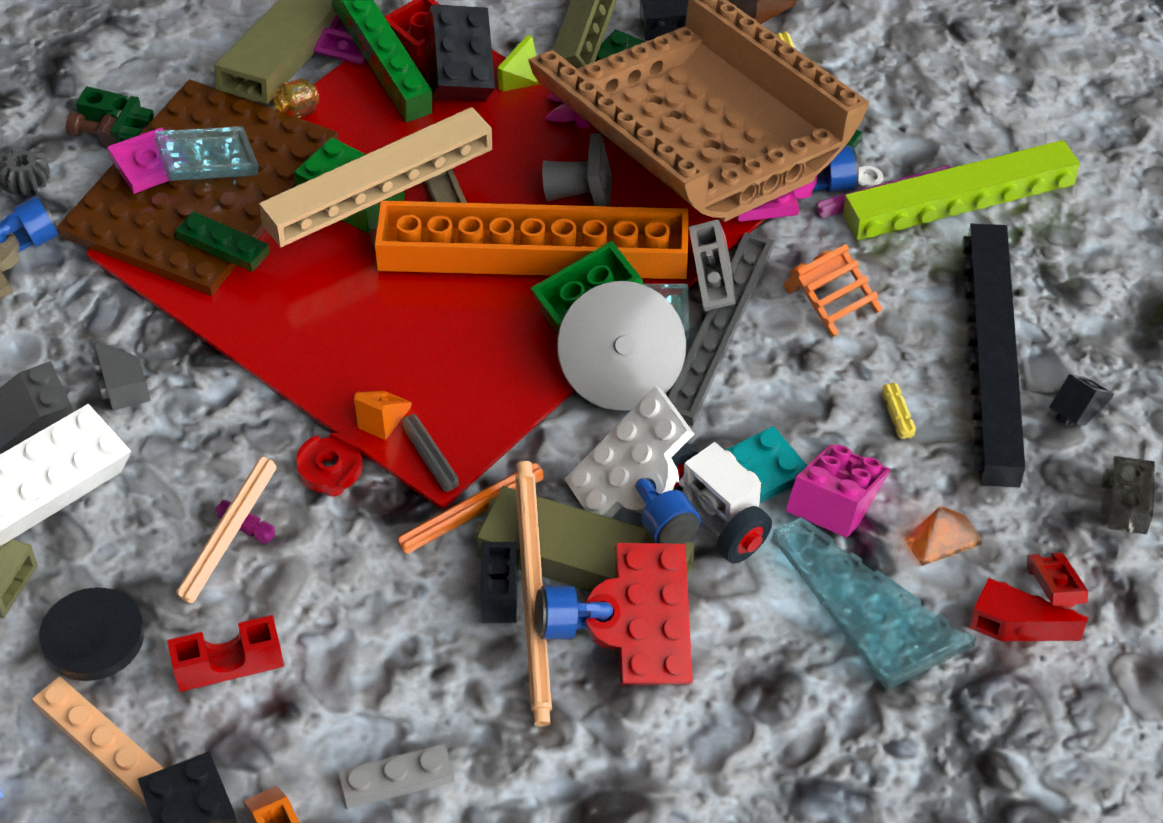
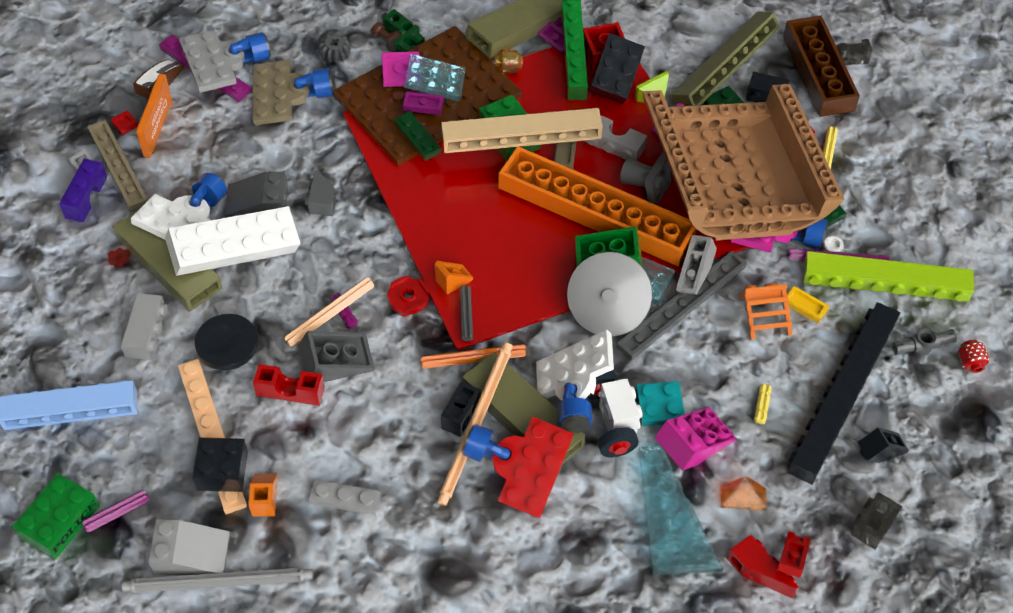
camera: 25 degrees right, 5 degrees up
(207, 194) = (423, 103): none -> magenta plate
(268, 583) = (335, 354): none -> dark grey slope
(521, 153) = (624, 146): none -> light grey arch
(881, 264) = (806, 304): none -> yellow tile
(1054, 252) = (924, 342): none -> dark grey pin
(1124, 245) = (973, 356): none -> red head

